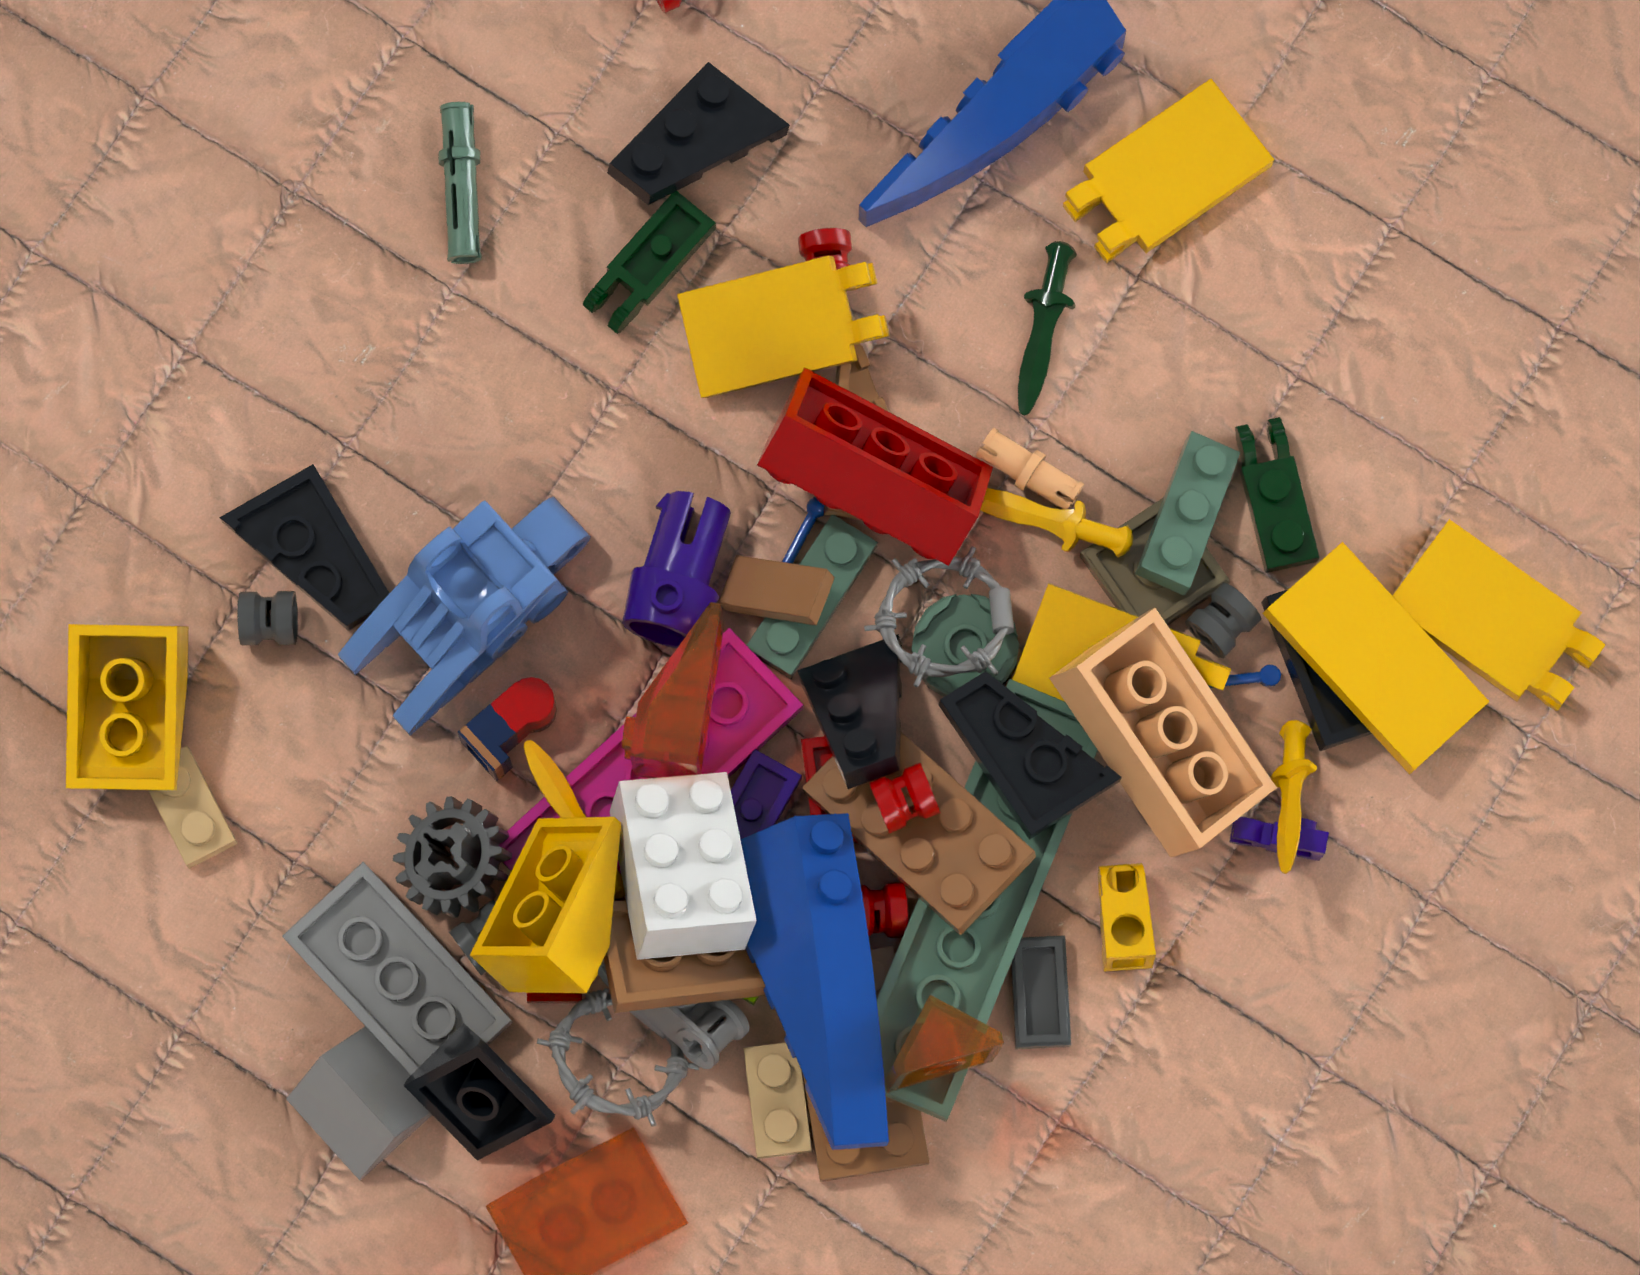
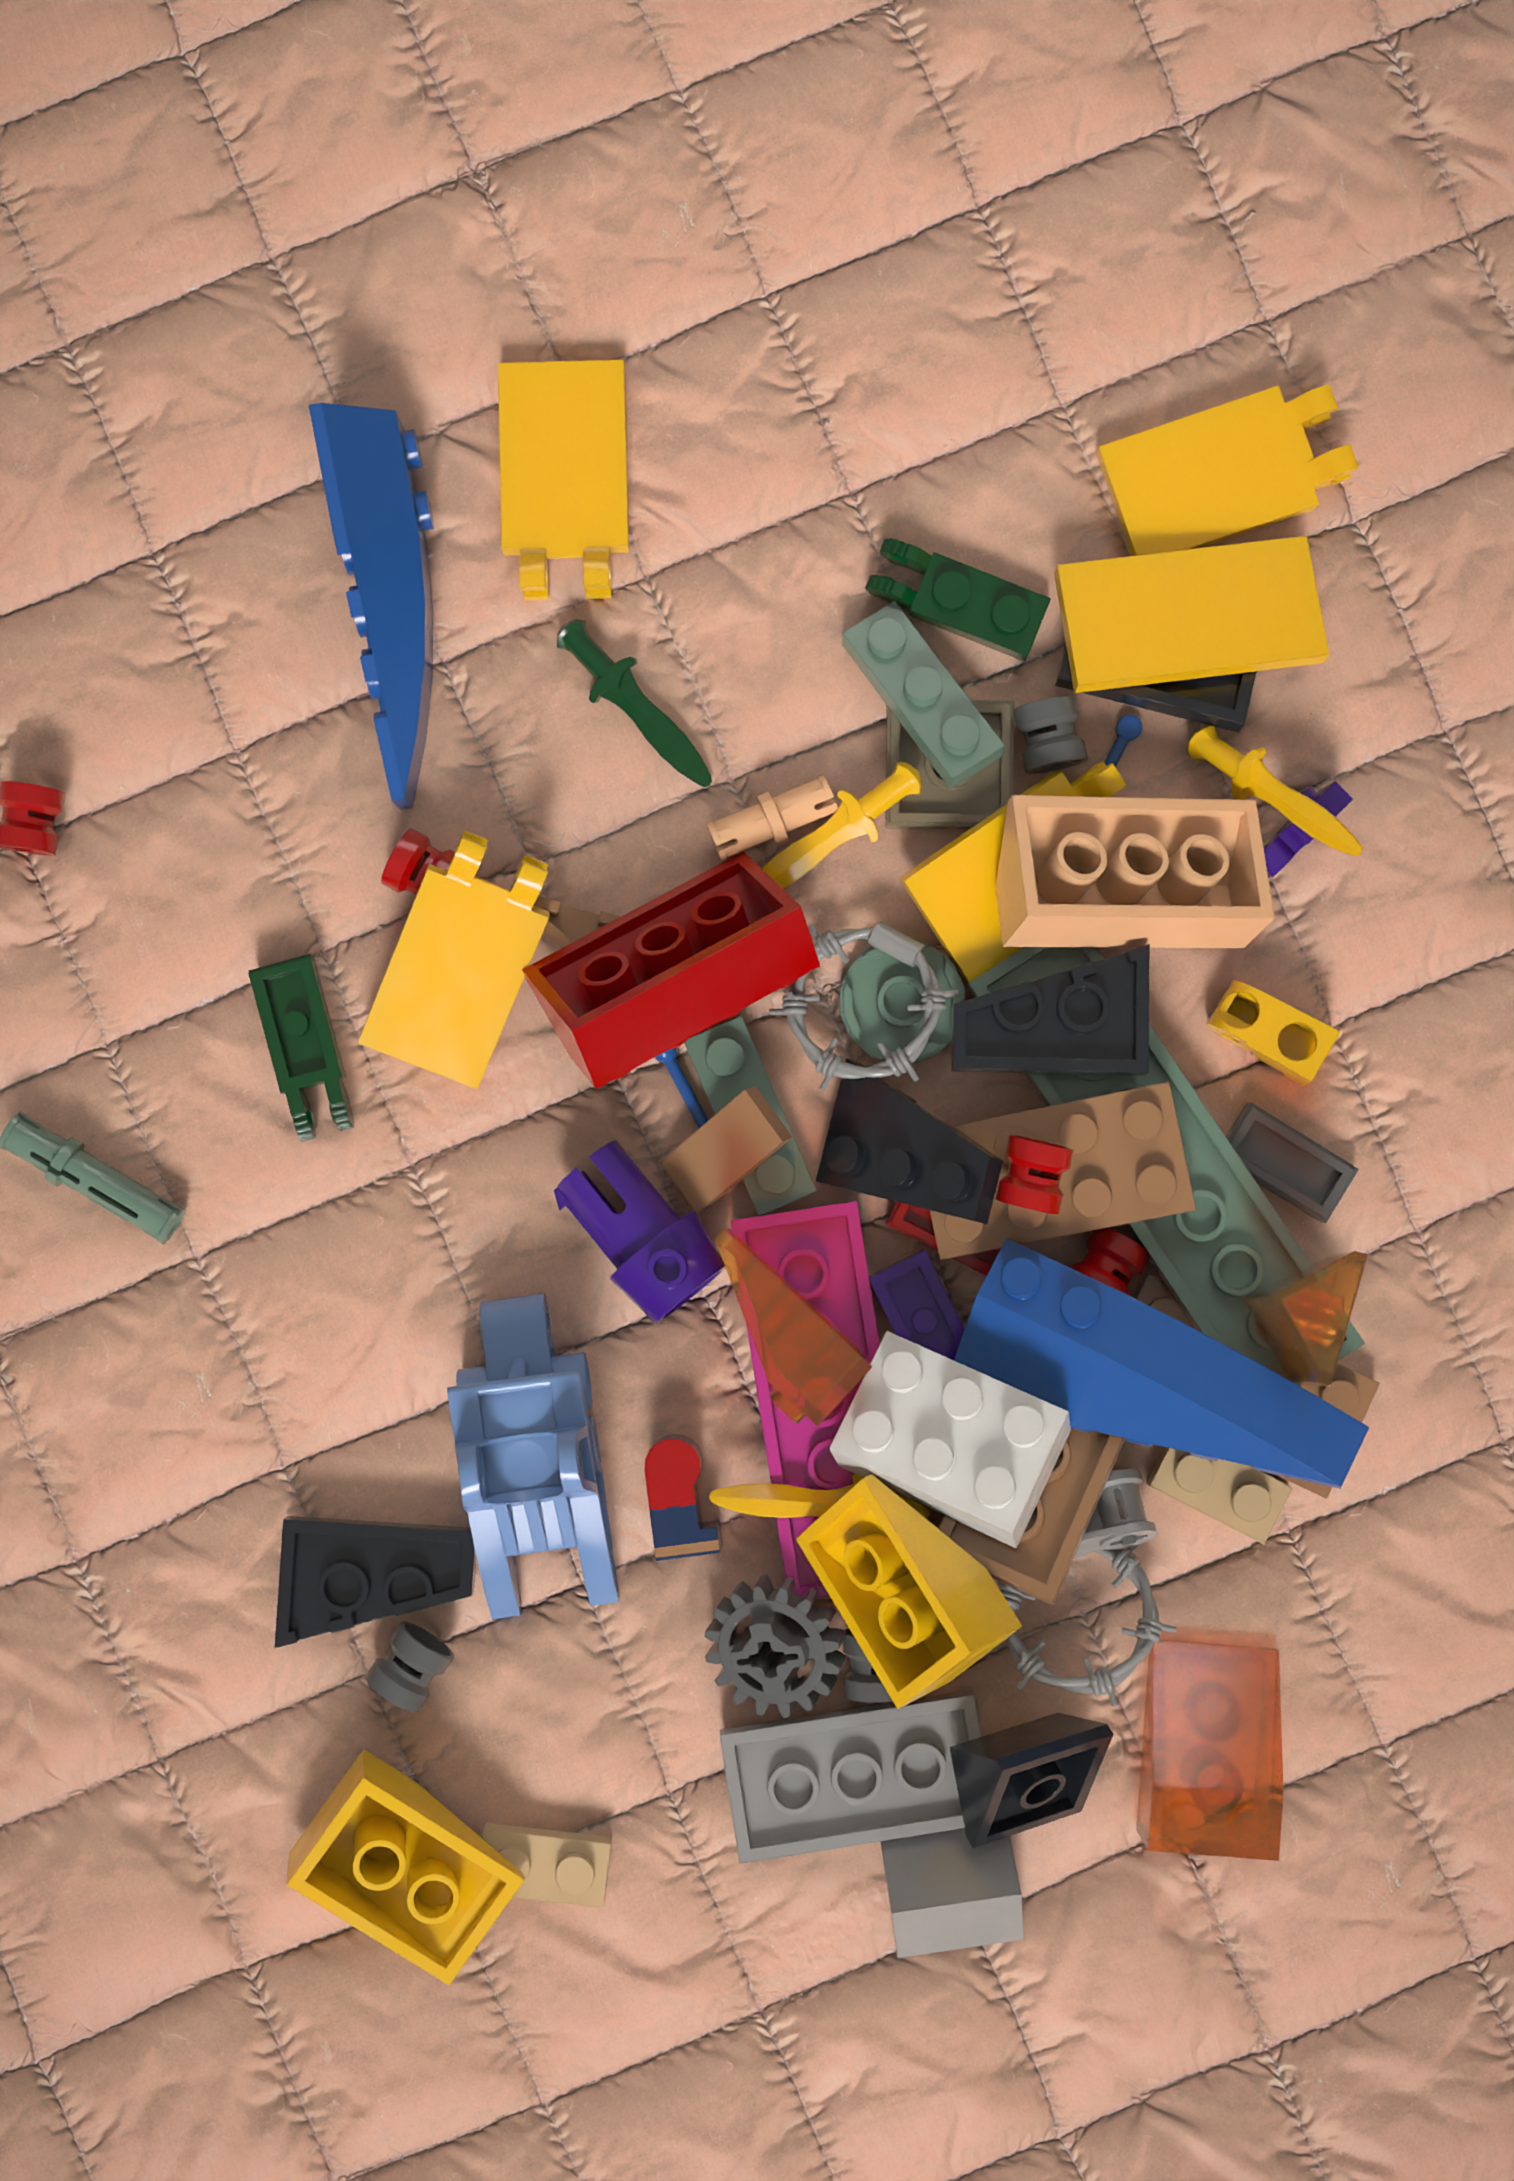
camera: 55 degrees left, 10 degrees up
(693, 133) = (202, 914): black wing -> none

